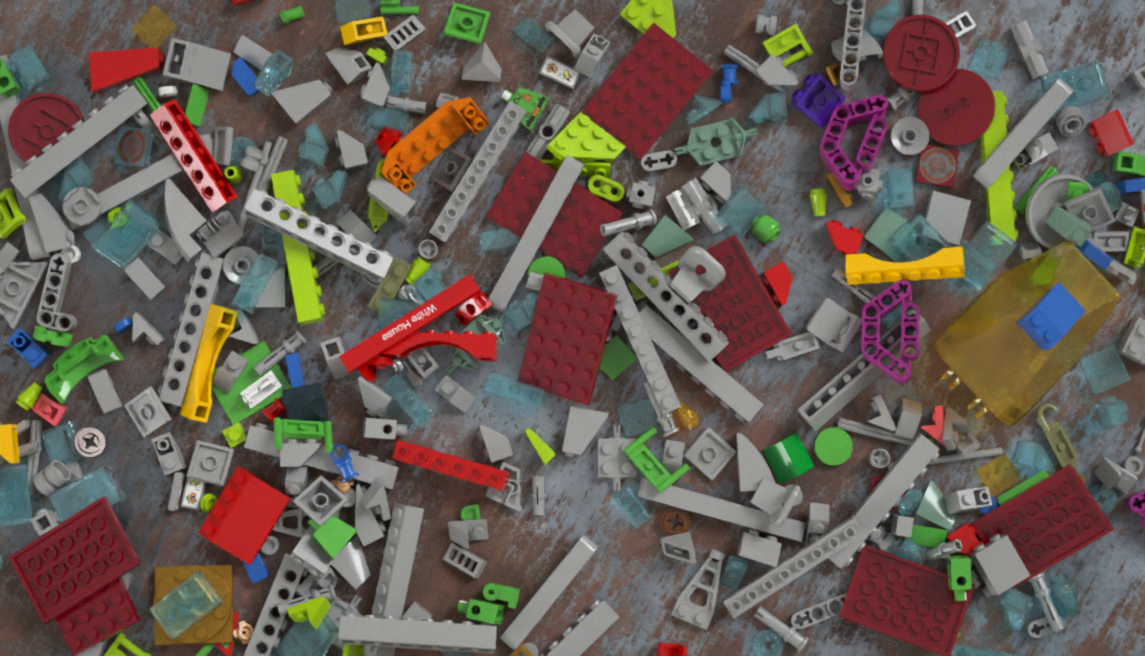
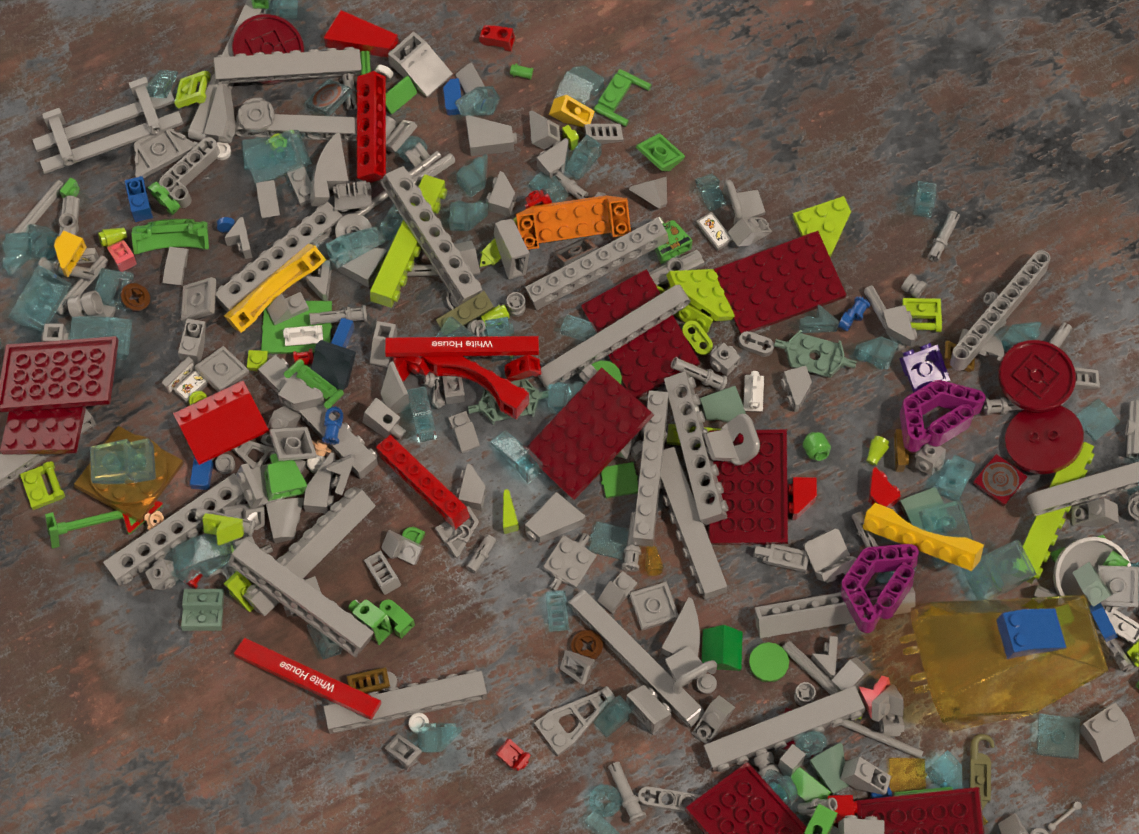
camera: 25 degrees right, 20 degrees down
(74, 176) = (267, 90): clear light blue slope -> none
(154, 27) = (405, 23): clear yellow piece -> none
(237, 177) = (393, 160): lime cone -> none
(549, 592) = (438, 639): light grey beam -> none
(649, 465) = (594, 579): bright green plate -> none
(703, 205) = (773, 398): light grey piece -> none
(740, 211) = (802, 418): clear light blue plate -> none
(793, 566) = (670, 738): light grey brick -> none
(911, 126) = (989, 433): light grey dish -> none
(947, 215) = (987, 521): light grey brick -> none
(1112, 411) = (1044, 772): clear light blue brick -> none

